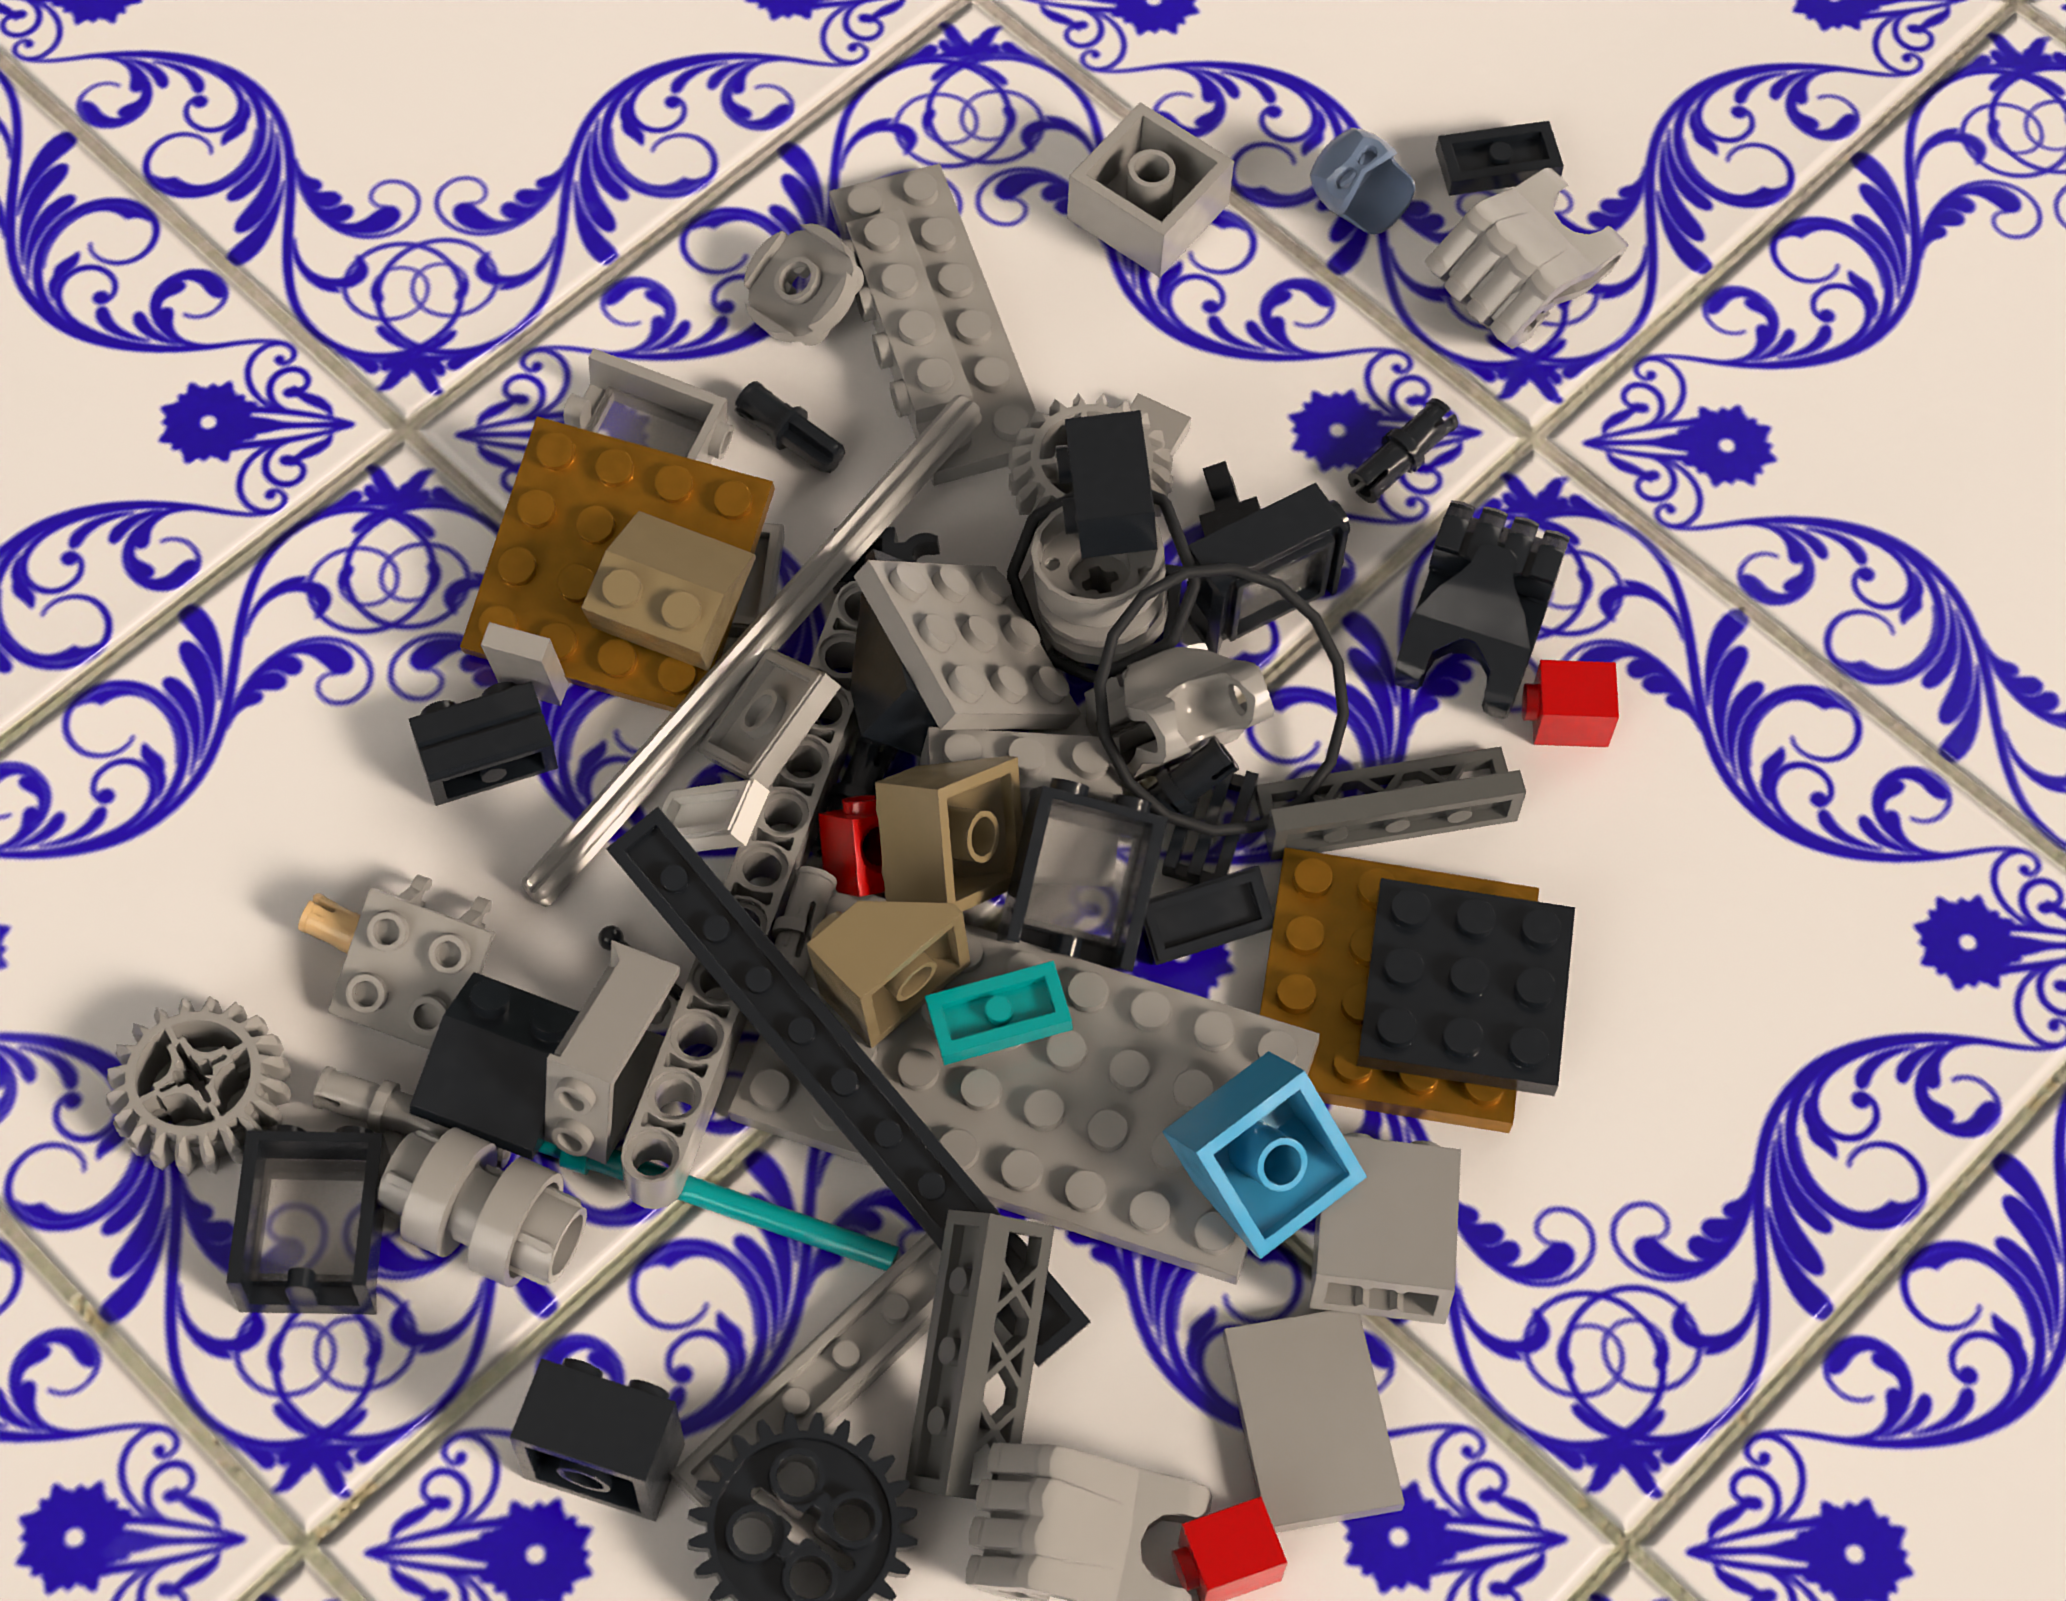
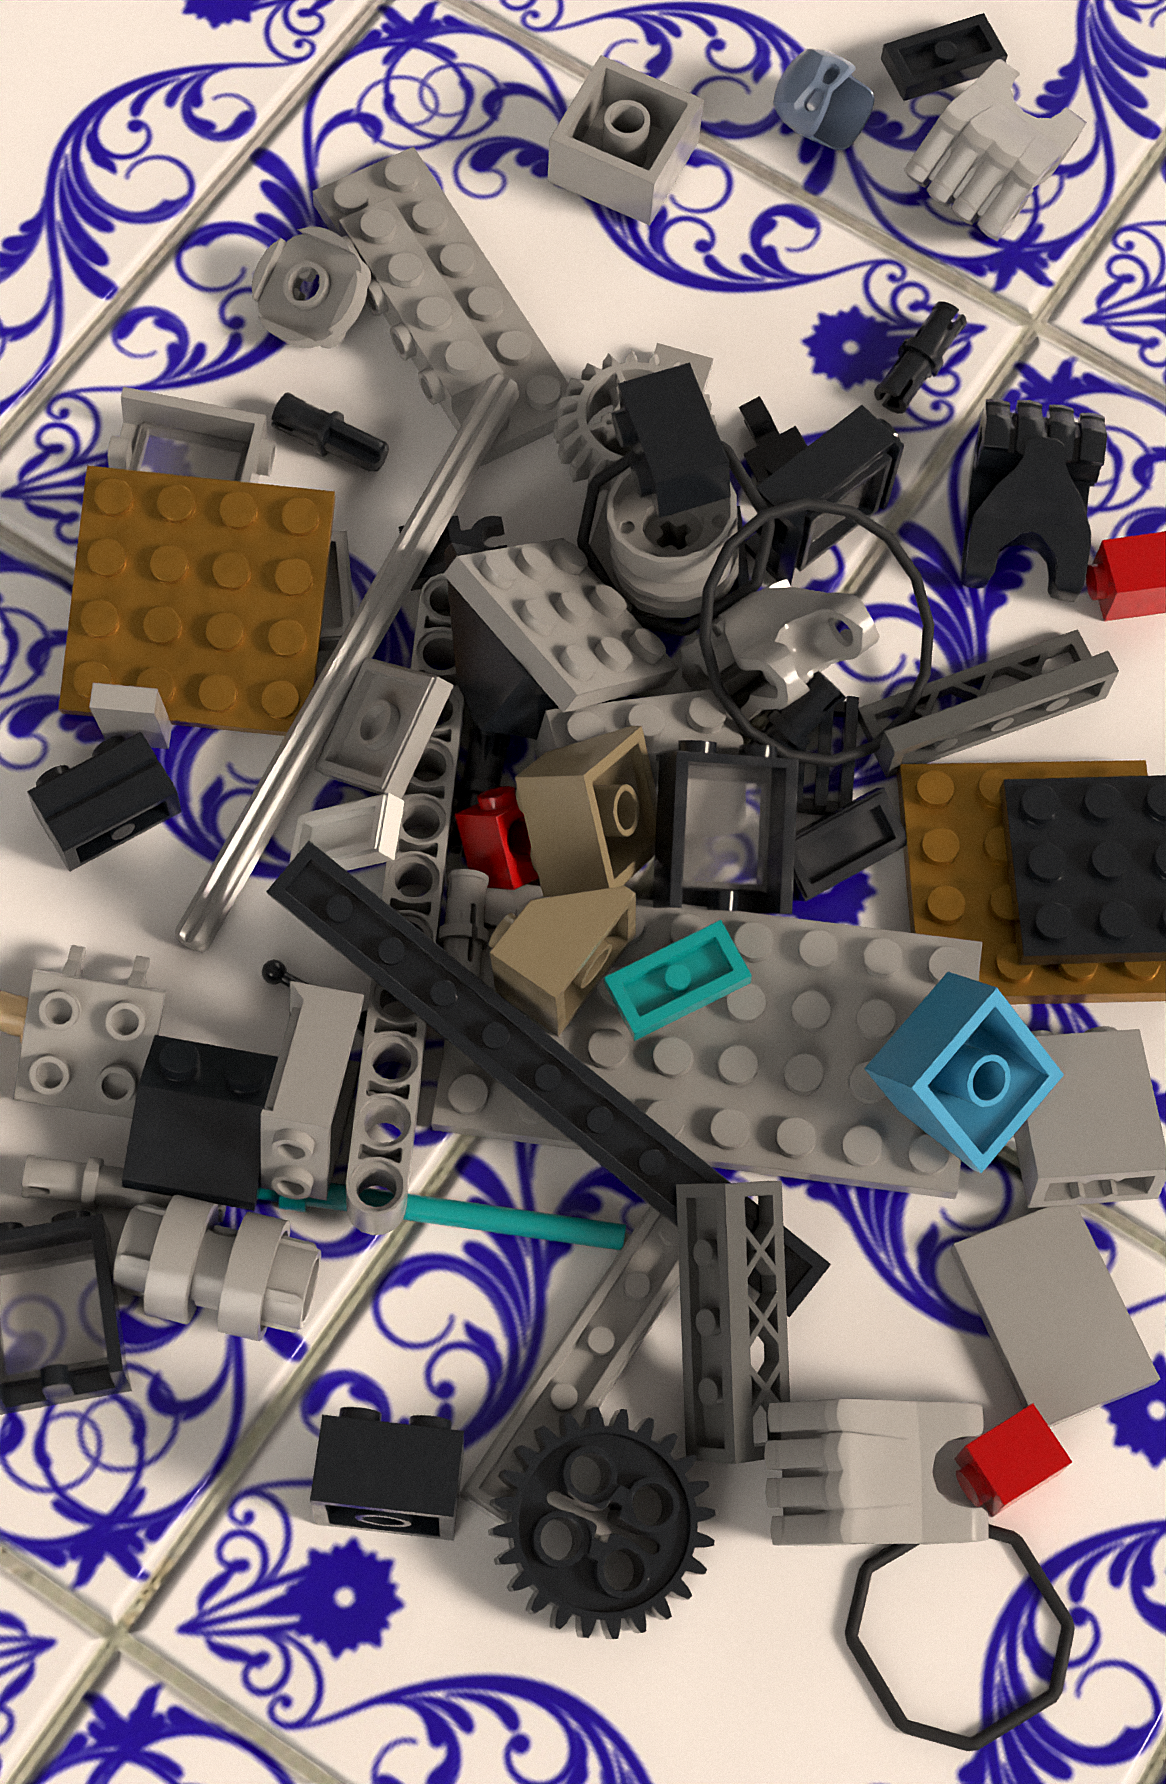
camera: 15 degrees left, 5 degrees up
(668, 589) = (258, 616): dark tan slope -> none

